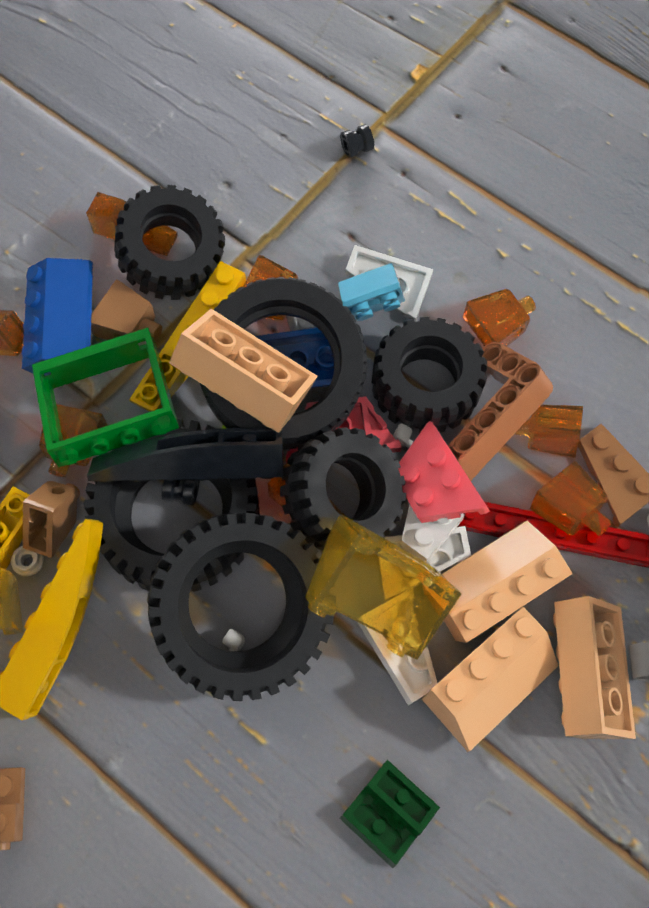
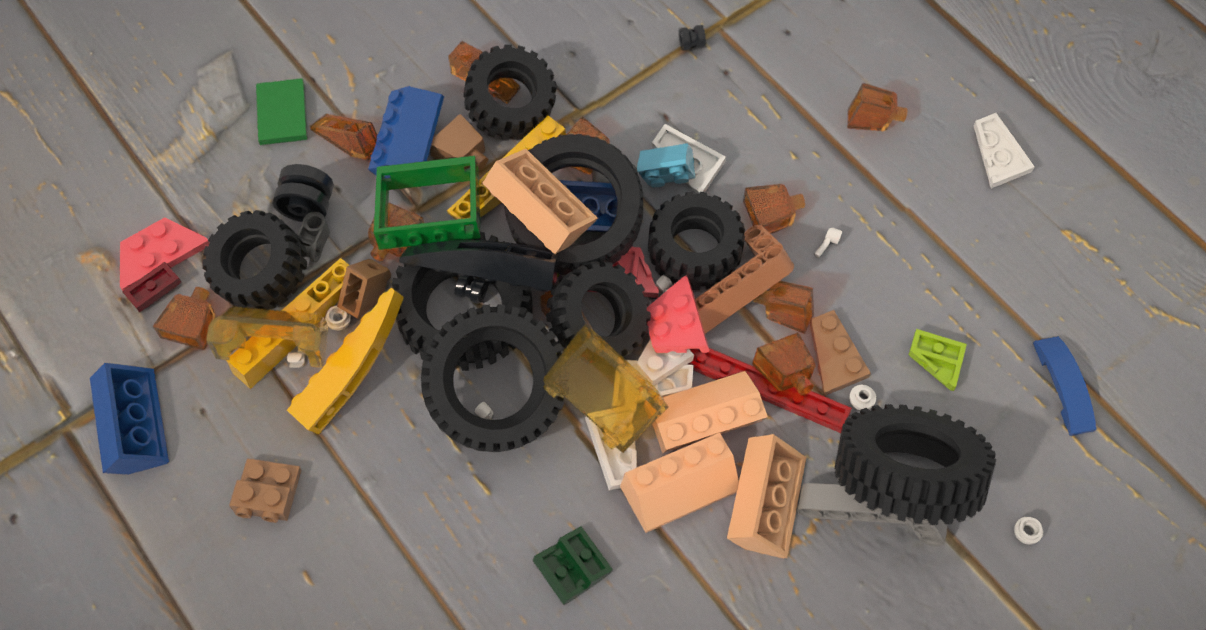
camera: 15 degrees right, 5 degrees down
(574, 337) = (833, 236): none -> white hand
(578, 183) = (874, 109): none -> clear orange torso

